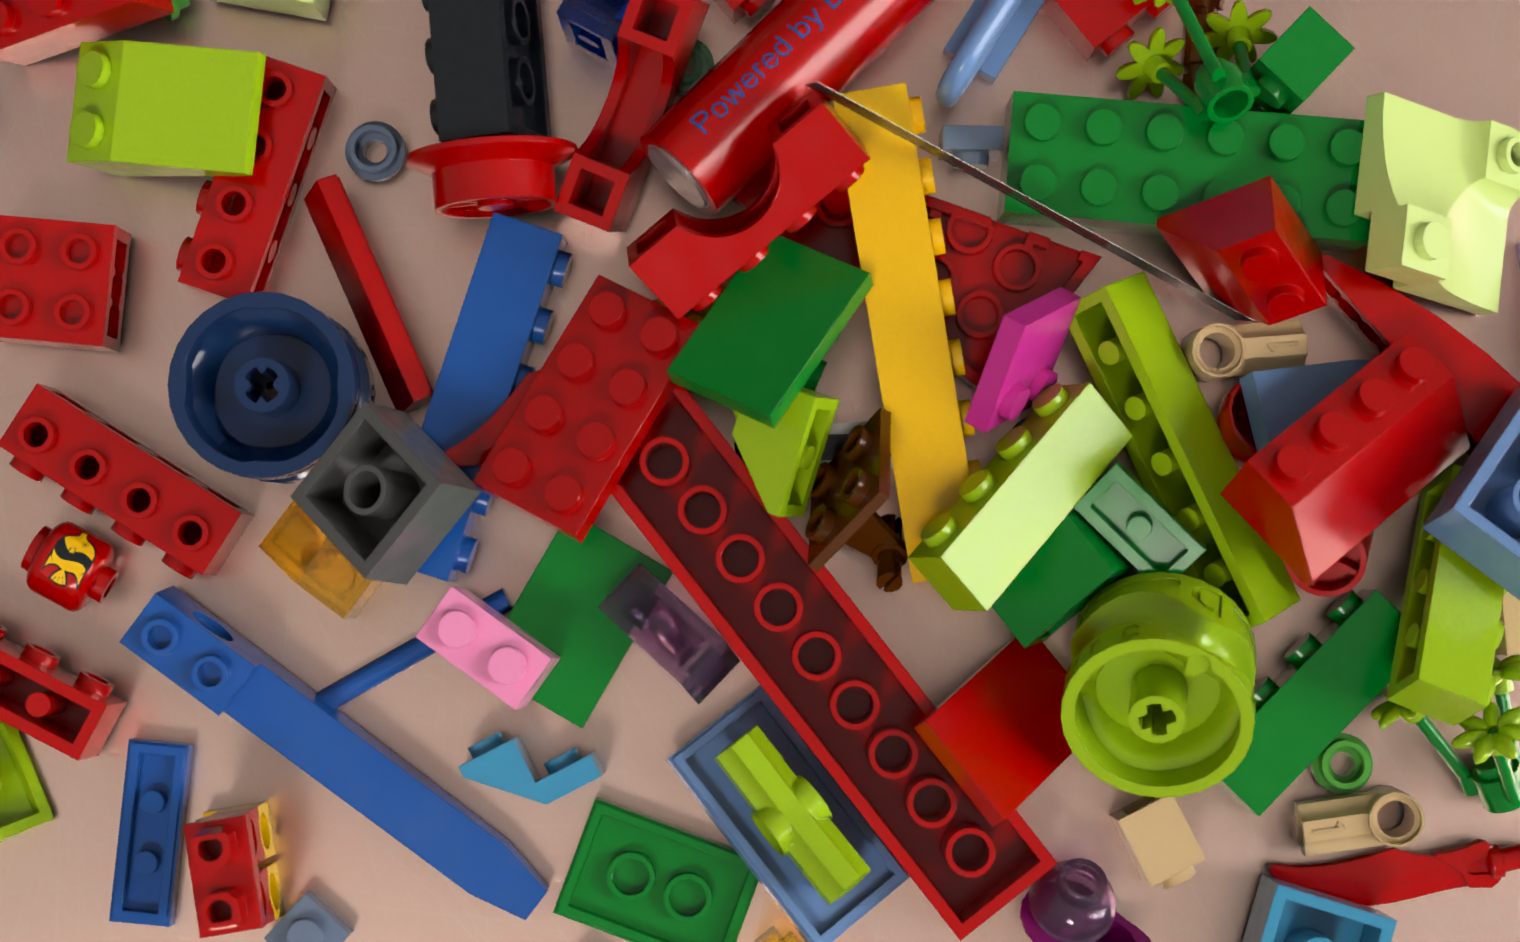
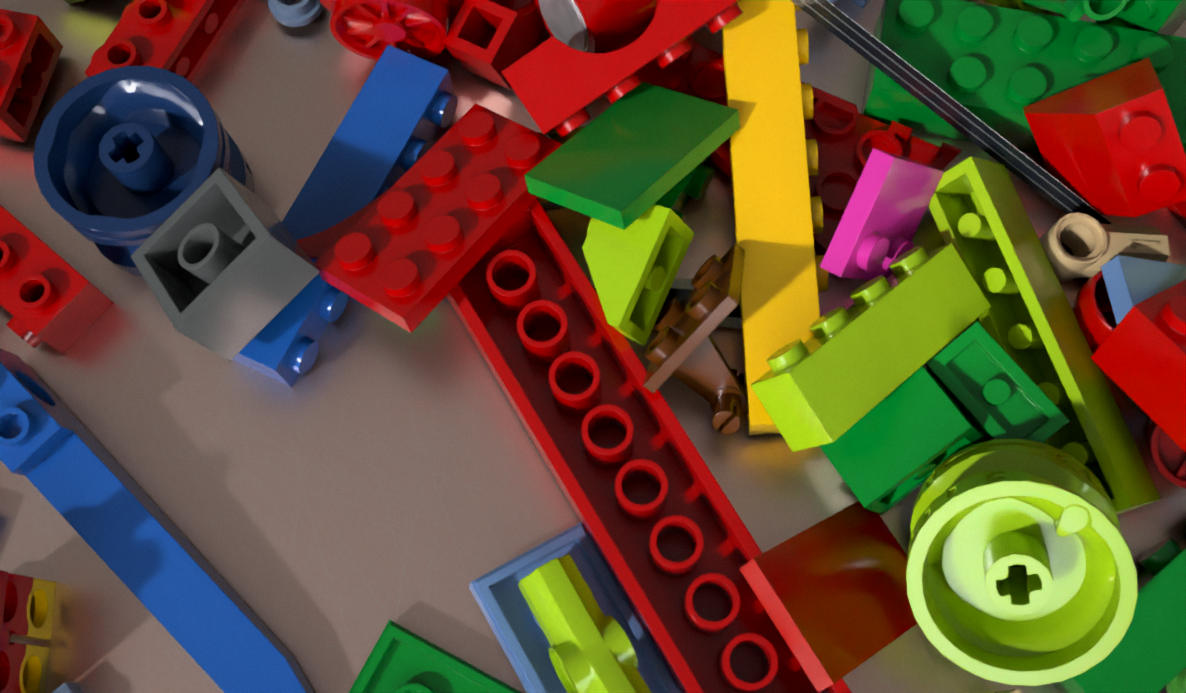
camera: 10 degrees right, 15 degrees down
(317, 564) = (166, 356): clear yellow slope -> none
(368, 294) = (260, 108): red tile -> none
(392, 662) = (238, 447): blue bar -> none
(488, 647) = (302, 440): bright pink brick -> none
(512, 770) = (306, 571): dark azure slope -> none
(564, 615) = (402, 436): green tile -> none
(669, 633) = (494, 454): clear purple slope -> none
(973, 143) = (835, 54): sand blue plate -> none

